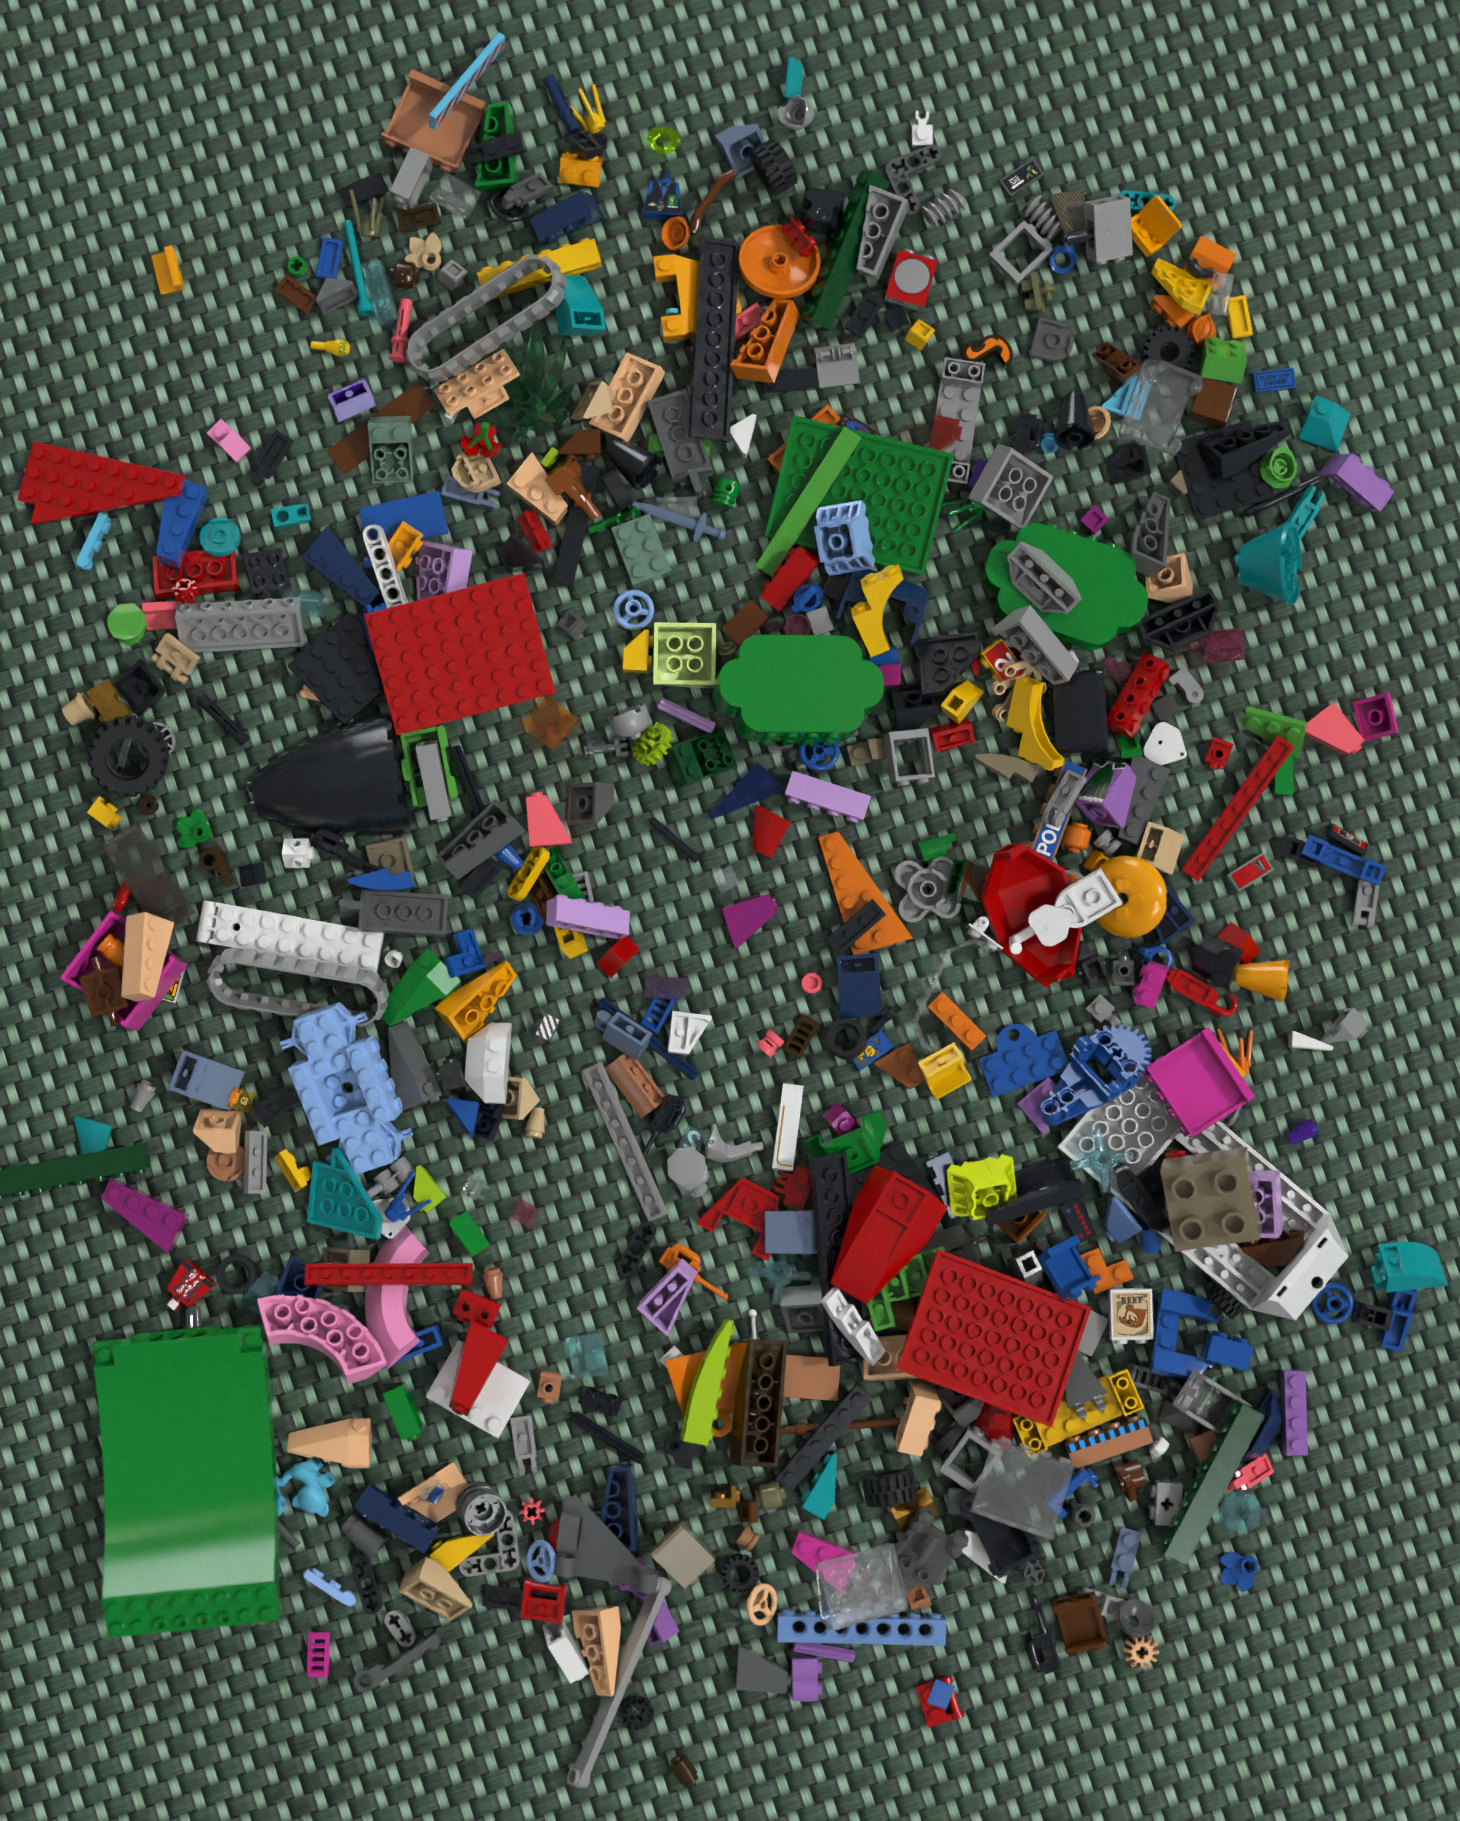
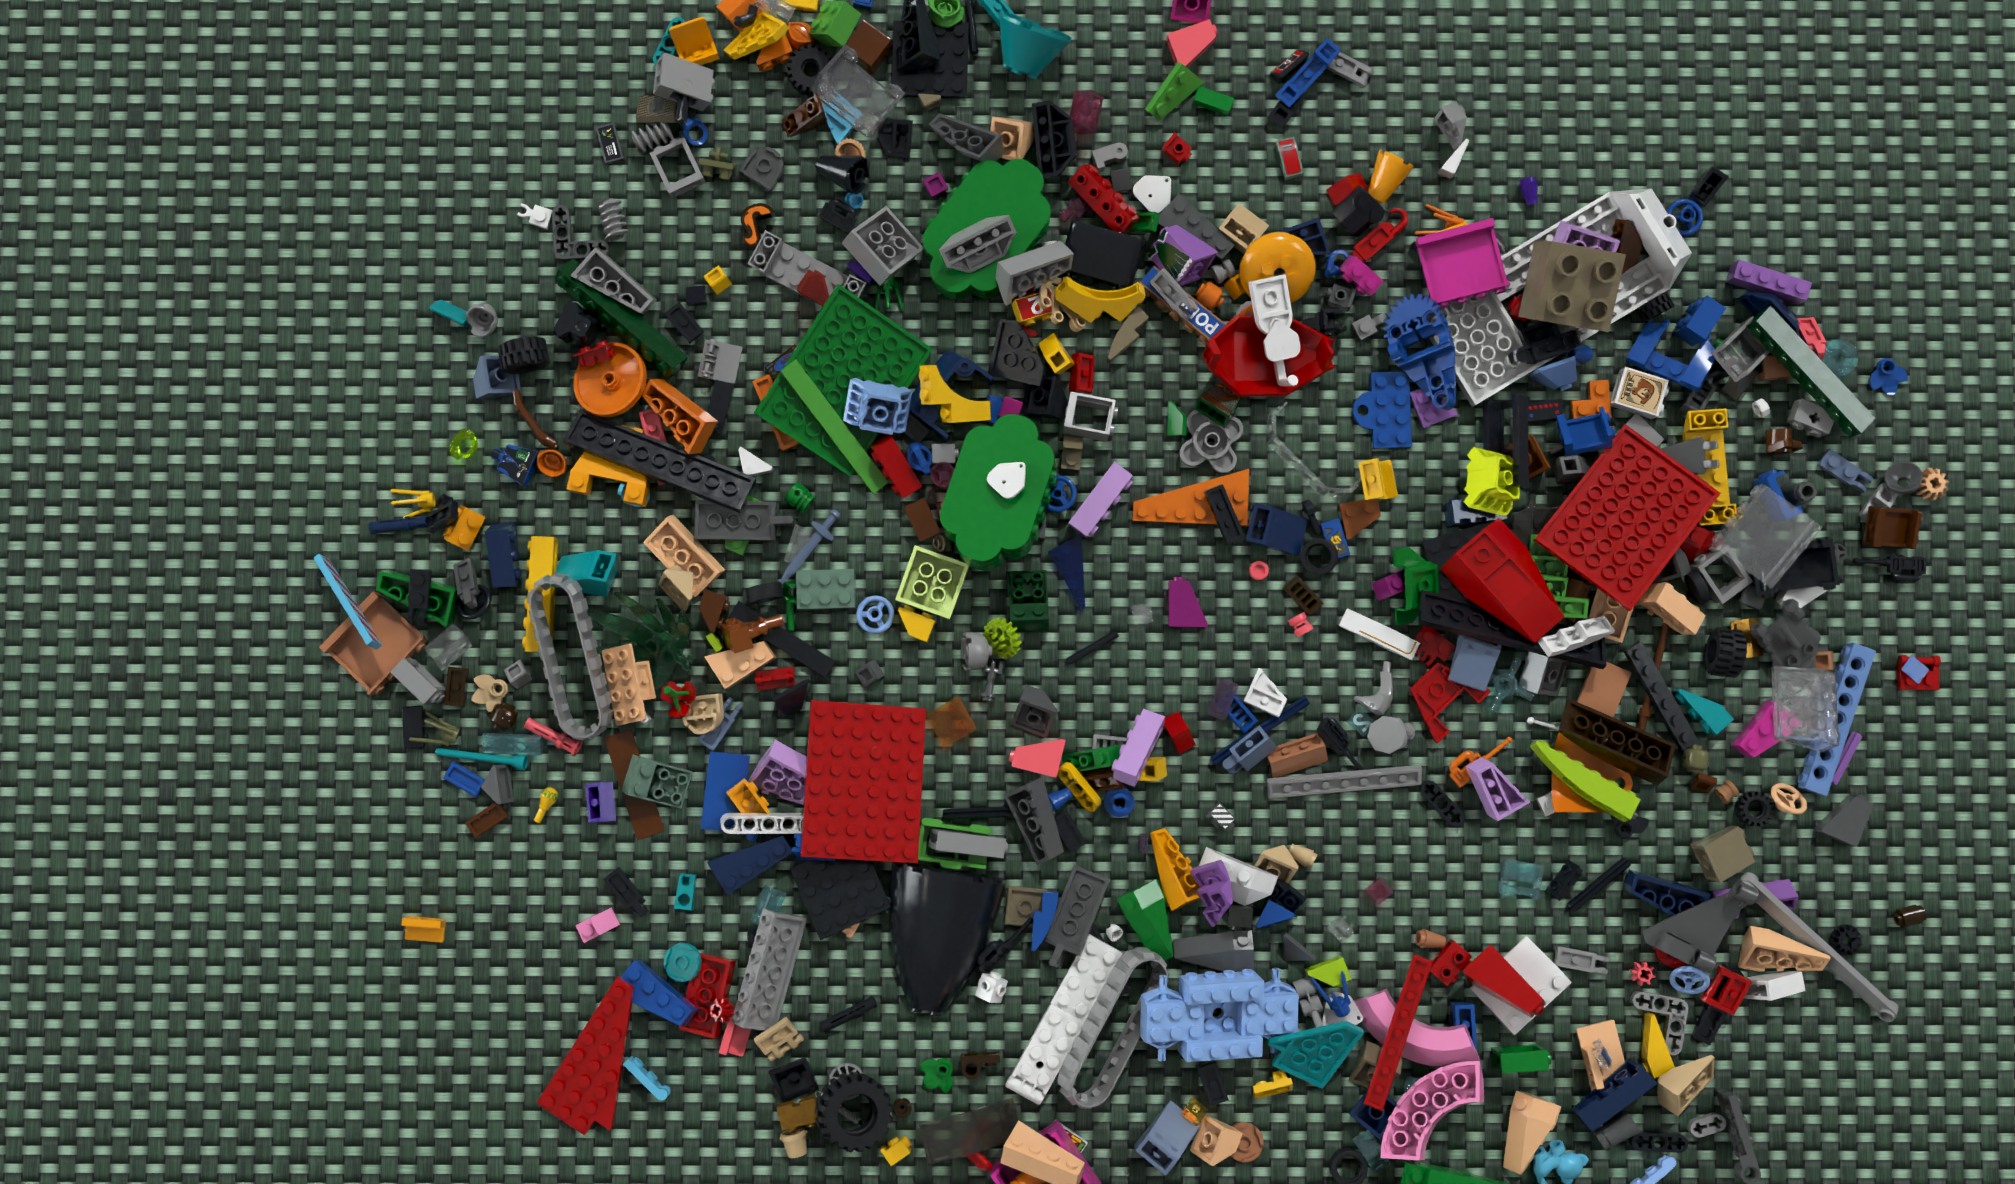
camera: 70 degrees left, 0 degrees up
(127, 623) = (731, 1072): bright green hat -> none
(252, 874) = (996, 1034): black slope -> none
(255, 1162) = (1254, 1117): light grey plate -> none
(266, 571) = (727, 930): black hinge -> none
(302, 270) = (466, 806): green bush -> none
(437, 1147) = (1294, 950): none -> dark grey slope
(469, 955) = (1134, 863): blue tile -> none
(469, 1042) = (1214, 889): none -> medium lavender slope
(469, 1233) = (1380, 947): green slope -> none
(481, 1508) = (1628, 1018): dark grey wheel -> none
(553, 1379) = (1531, 919): nougat brick -> none
(633, 462) = (743, 570): black cone -> none
(686, 715) = (985, 599): lavender axle -> none
(721, 1500) = (1690, 799): pearl gold bracket -> none
(768, 831) = (1112, 562): red slope -> none
(805, 1678) = (1862, 782): medium lavender brick -> none
(819, 691) = (1012, 475): none -> white piece
(911, 280) = (667, 270): panel -> none
(956, 1021) = (1336, 455): orange arch -> none
(976, 931) = (1262, 408): white hinge -> none
(1095, 1155) = (1506, 367): clear light blue bar -> none
(1108, 1442) = (1743, 450): nougat brick -> none
(1237, 808) = (1231, 148): red tile -> none
(1402, 1305) = (1704, 157): blue slope -> none
(1407, 1267) = (1677, 142): teal piece -> none

